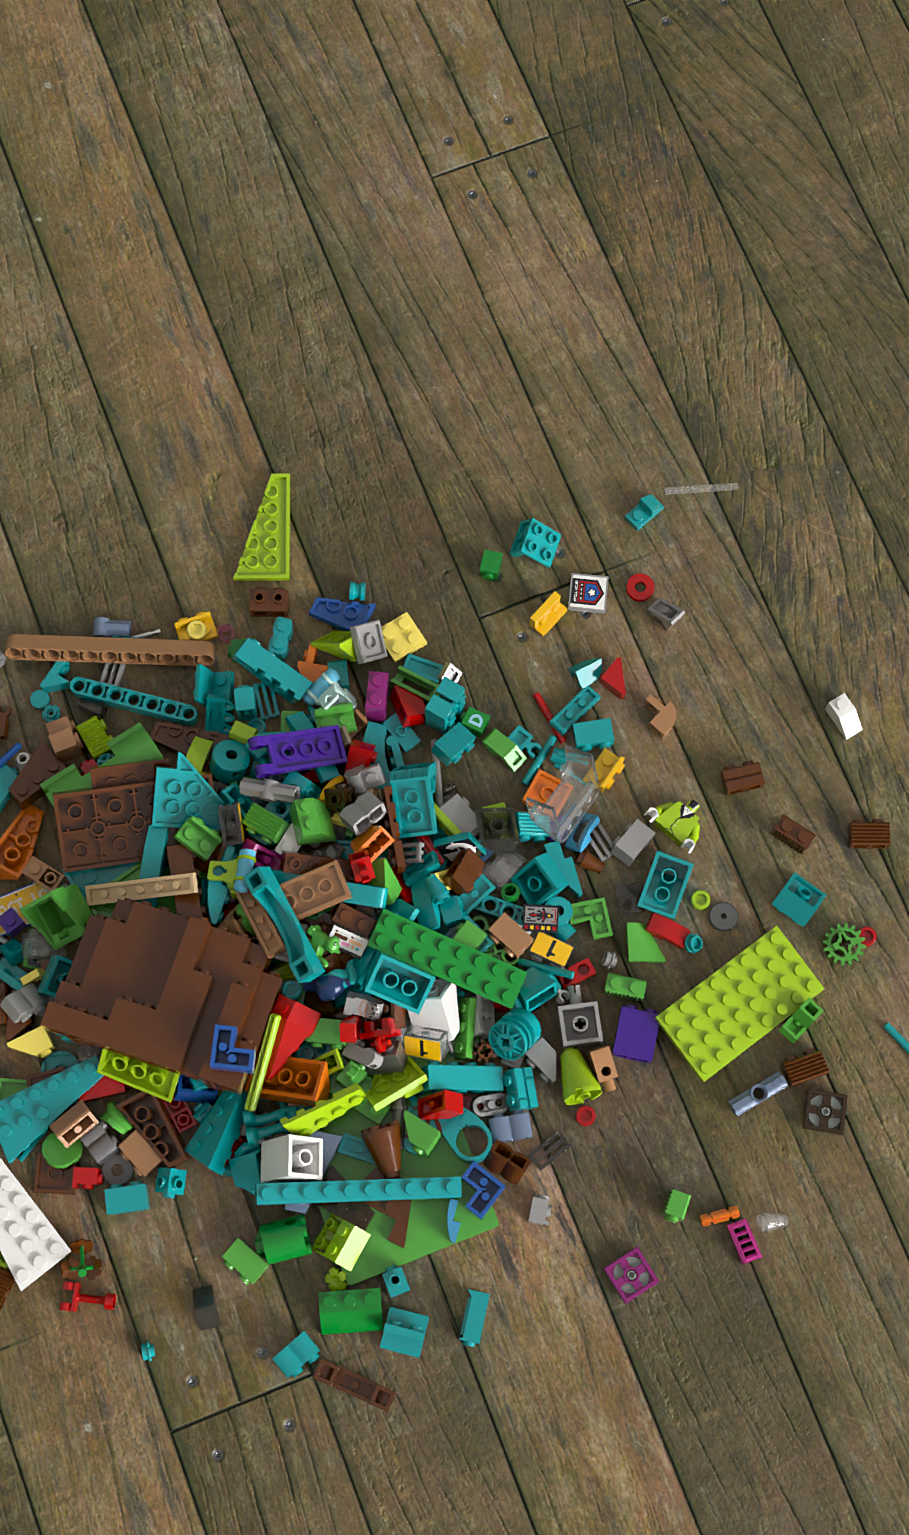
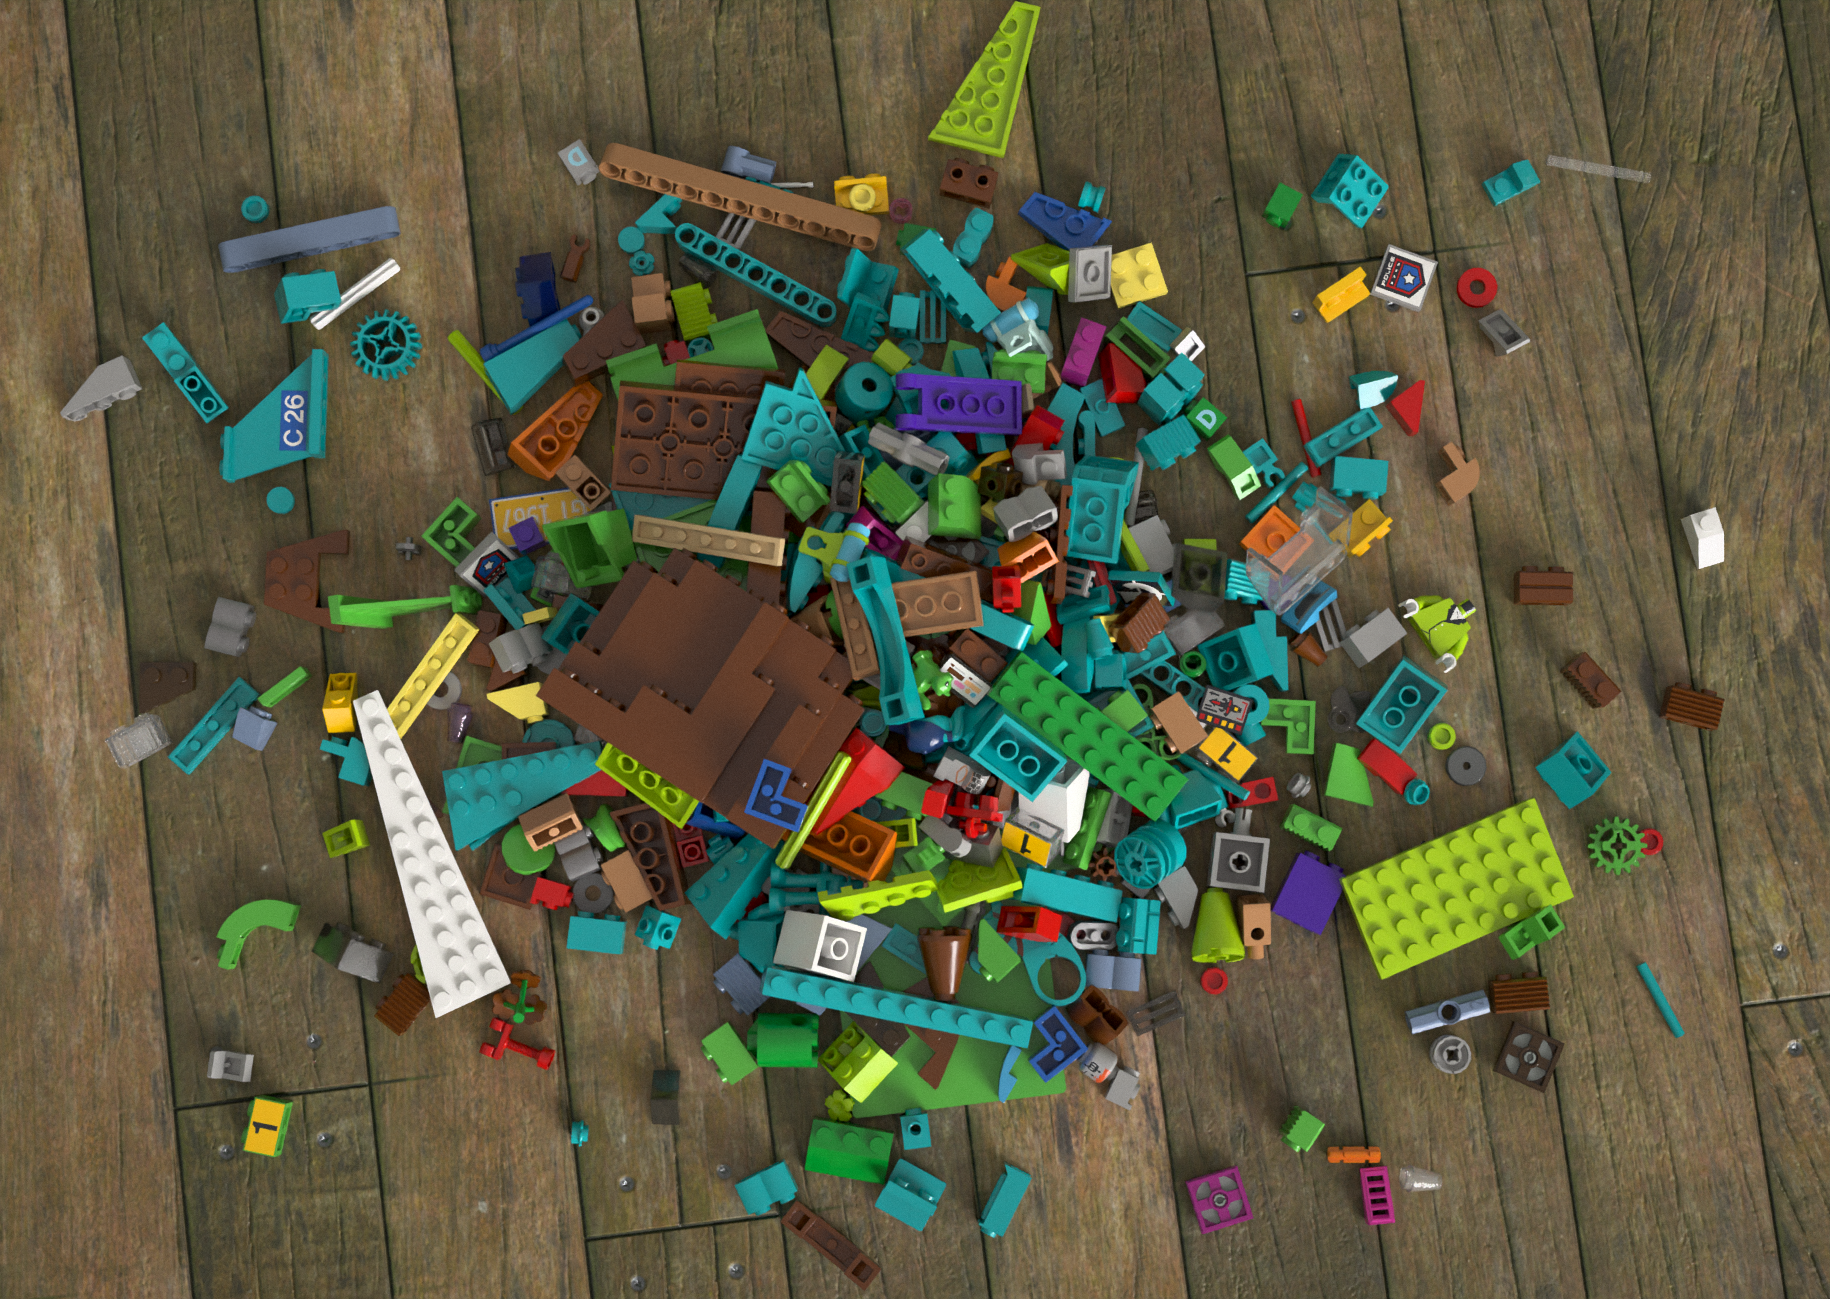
camera: 15 degrees right, 10 degrees up
(243, 1208) = (741, 983): none -> sand blue brick
(516, 1196) = (1098, 1062): none -> light grey head
(761, 1128) = (1439, 1057): none -> light grey wheel

